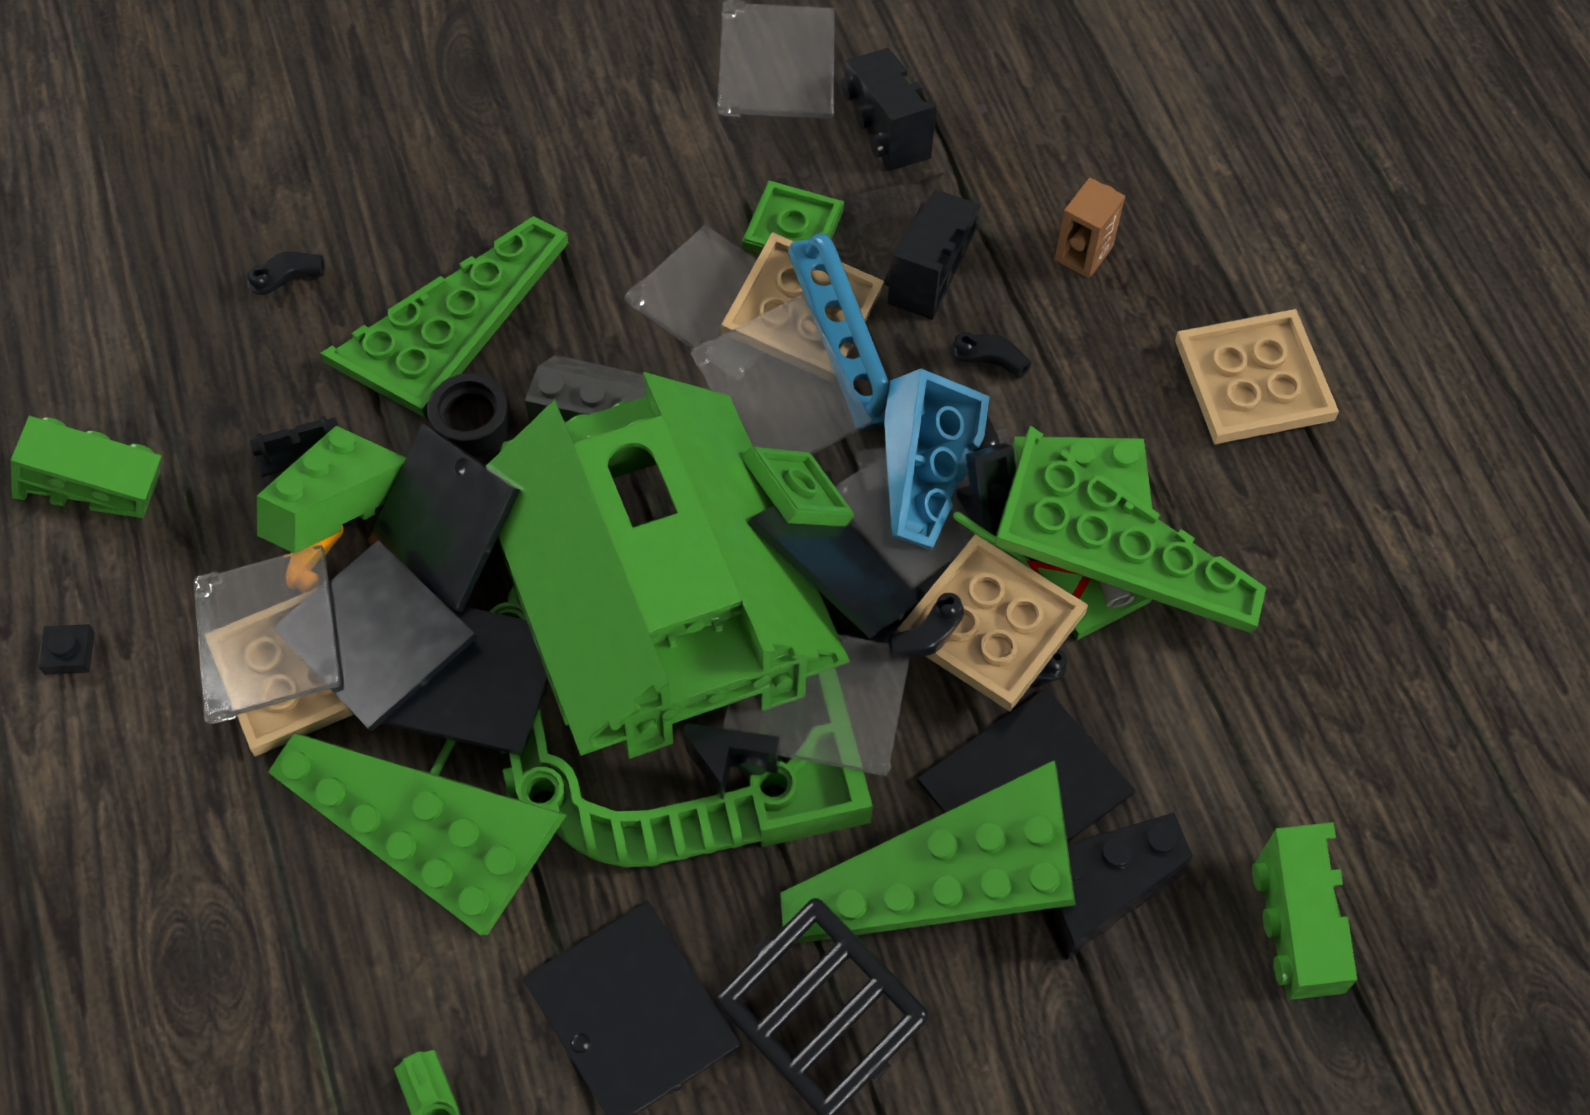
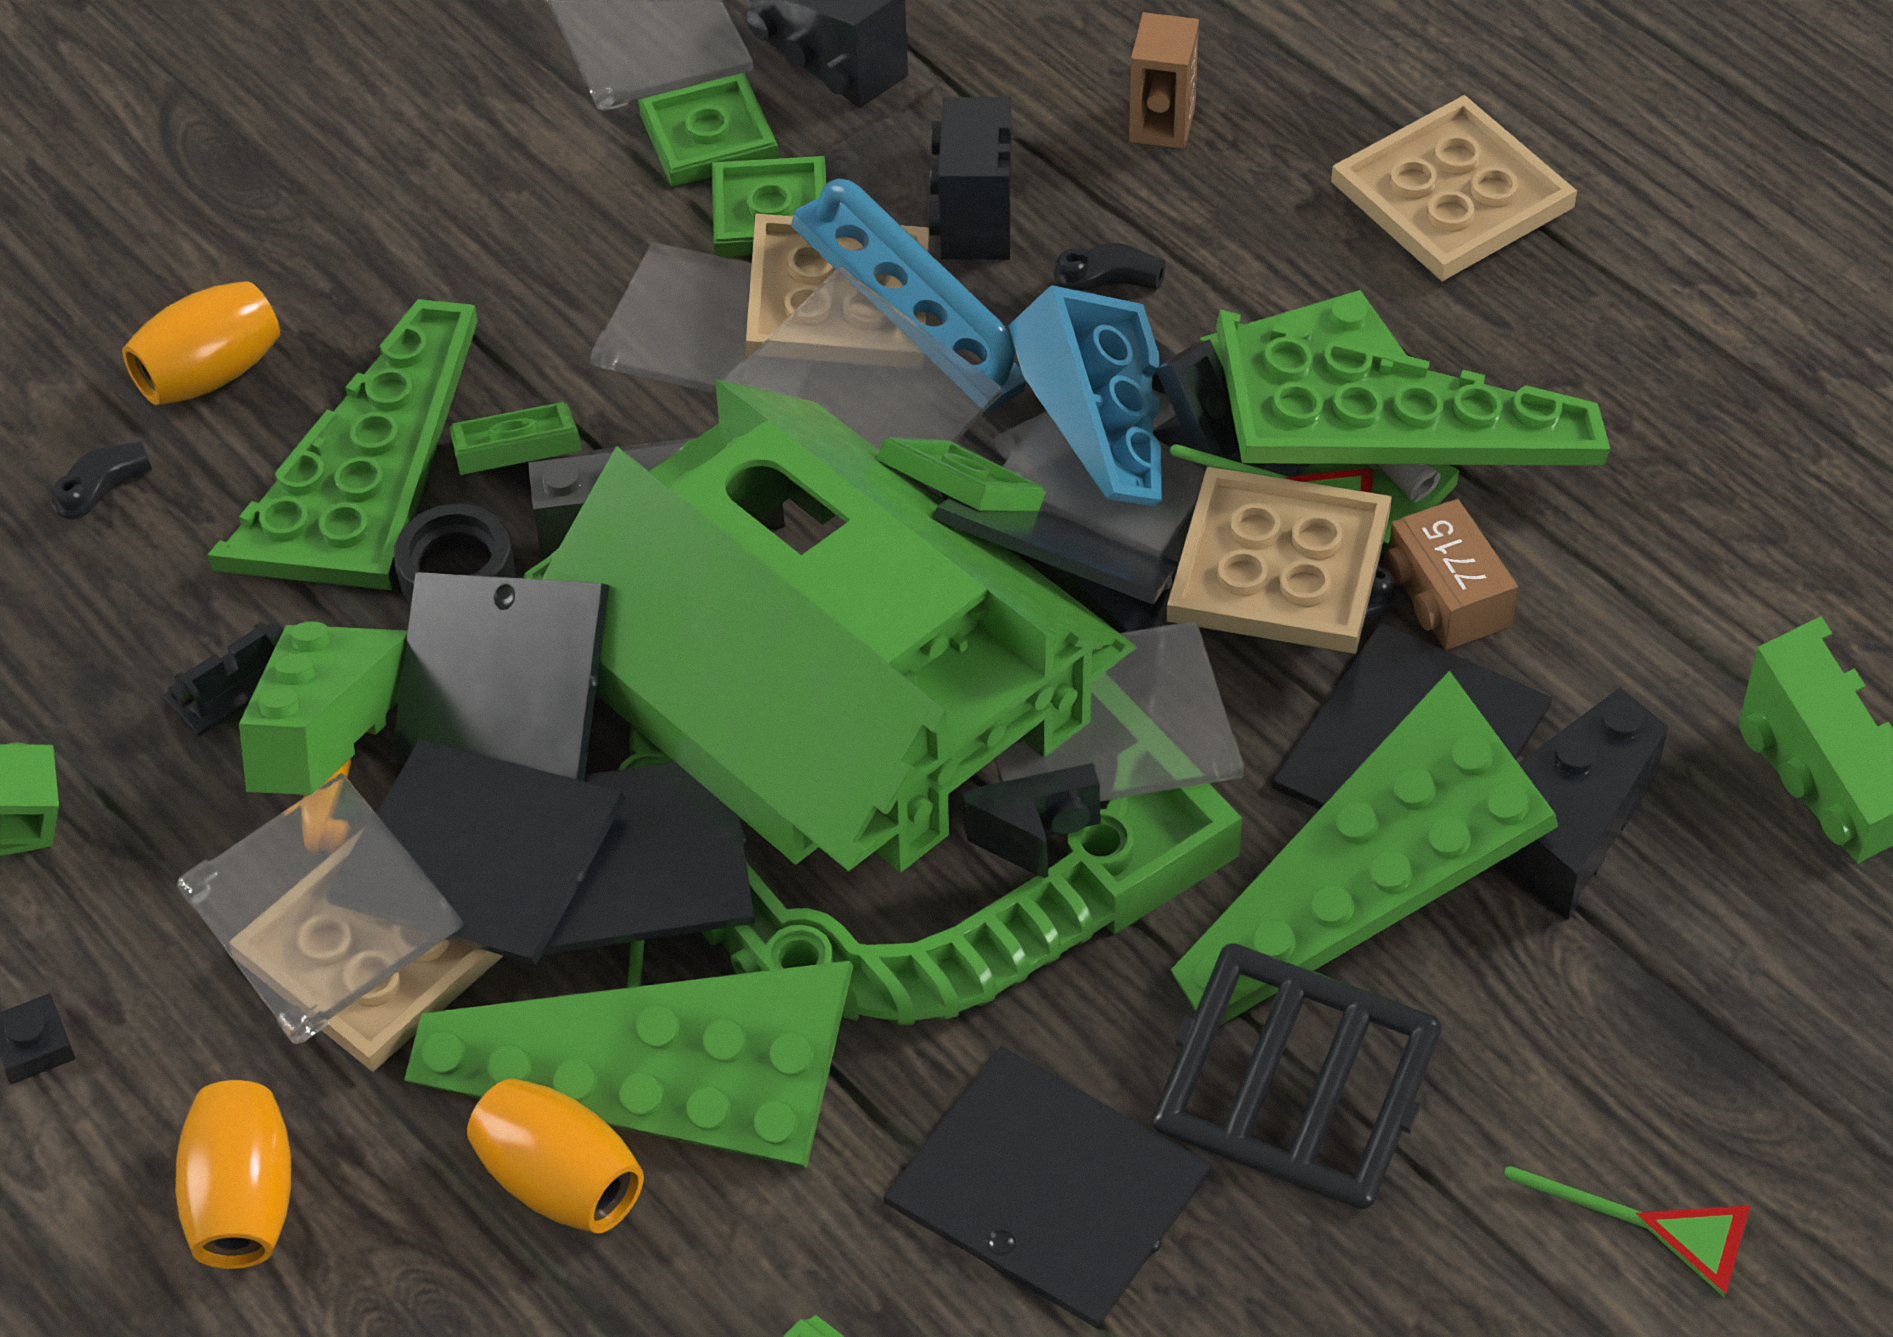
camera: 20 degrees left, 10 degrees down
(130, 799) = (233, 1174): none -> light orange piece
(326, 868) = (555, 1155): none -> light orange piece
(385, 199) = (201, 342): none -> light orange piece
(544, 340) = (514, 438): none -> bright green tile
(780, 152) = (707, 126): none -> bright green tile
(932, 633) = (1217, 589): black arm -> none
(1108, 673) = (1451, 574): none -> medium nougat brick

